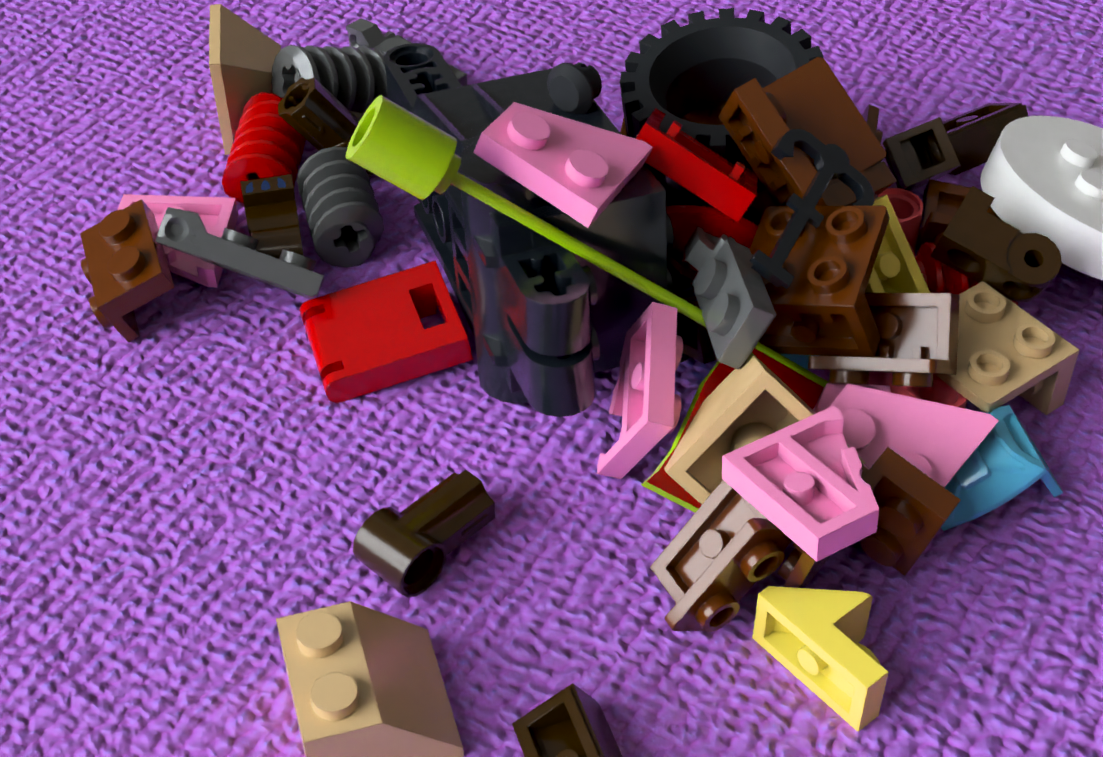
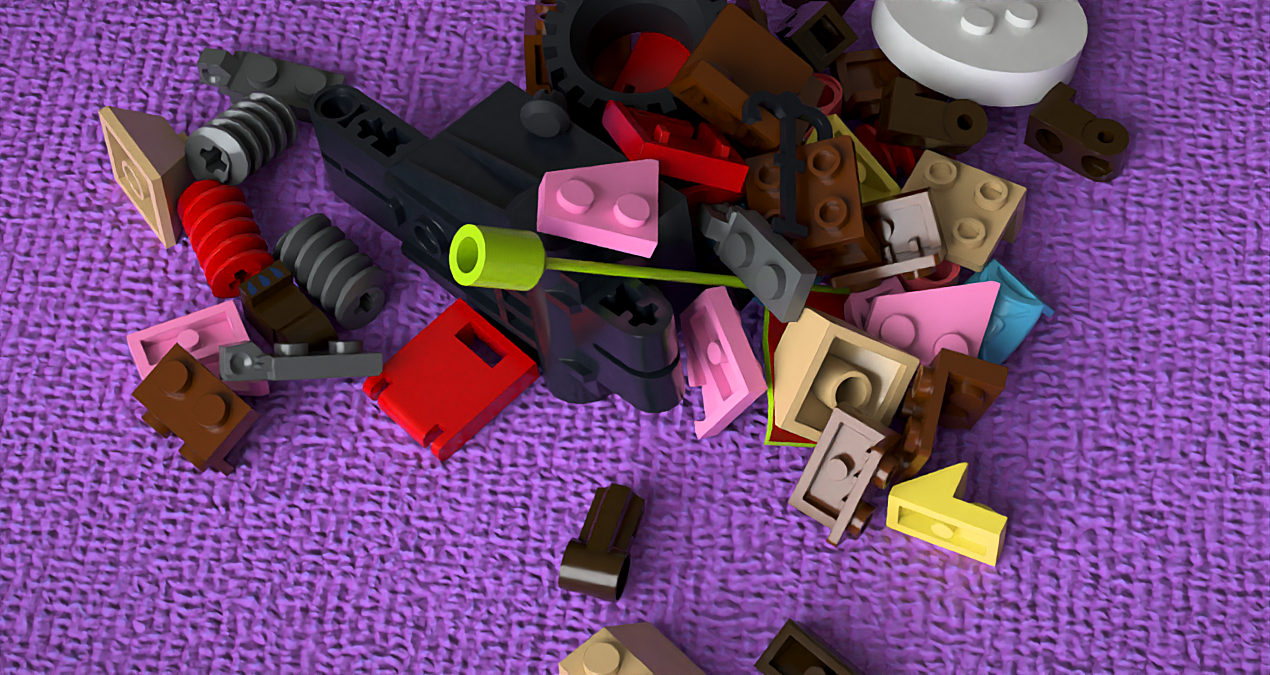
camera: 25 degrees left, 10 degrees up
(318, 115) = (275, 192): dark brown piece -> none
(807, 484) = (902, 402): bright pink wing -> none

